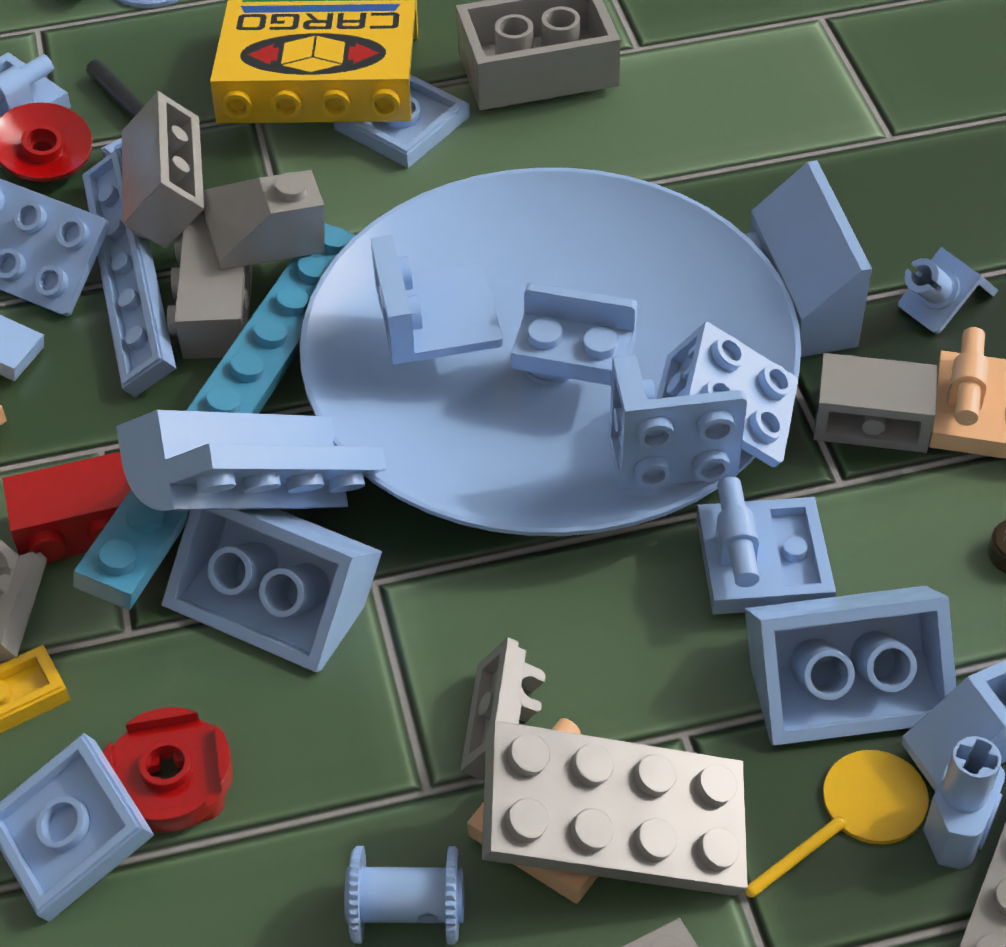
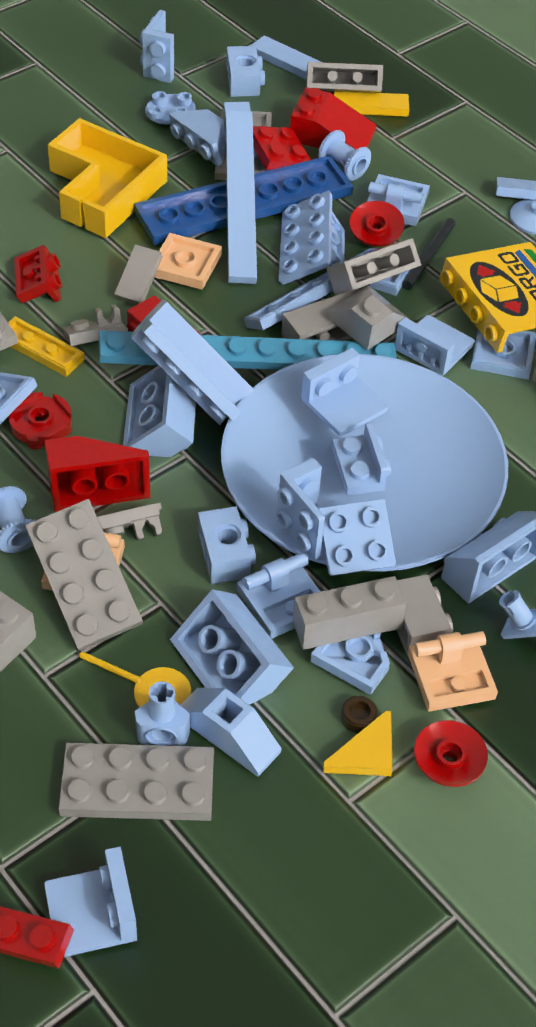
camera: 60 degrees right, 0 degrees up
(356, 177) = (432, 343): none -> light blue bracket
(374, 721) = (95, 471): none -> red slope
(622, 591) = (225, 544): none -> light blue brick
(867, 470) = (349, 612): none -> light grey brick
(906, 507) = (356, 661): none -> light blue plate

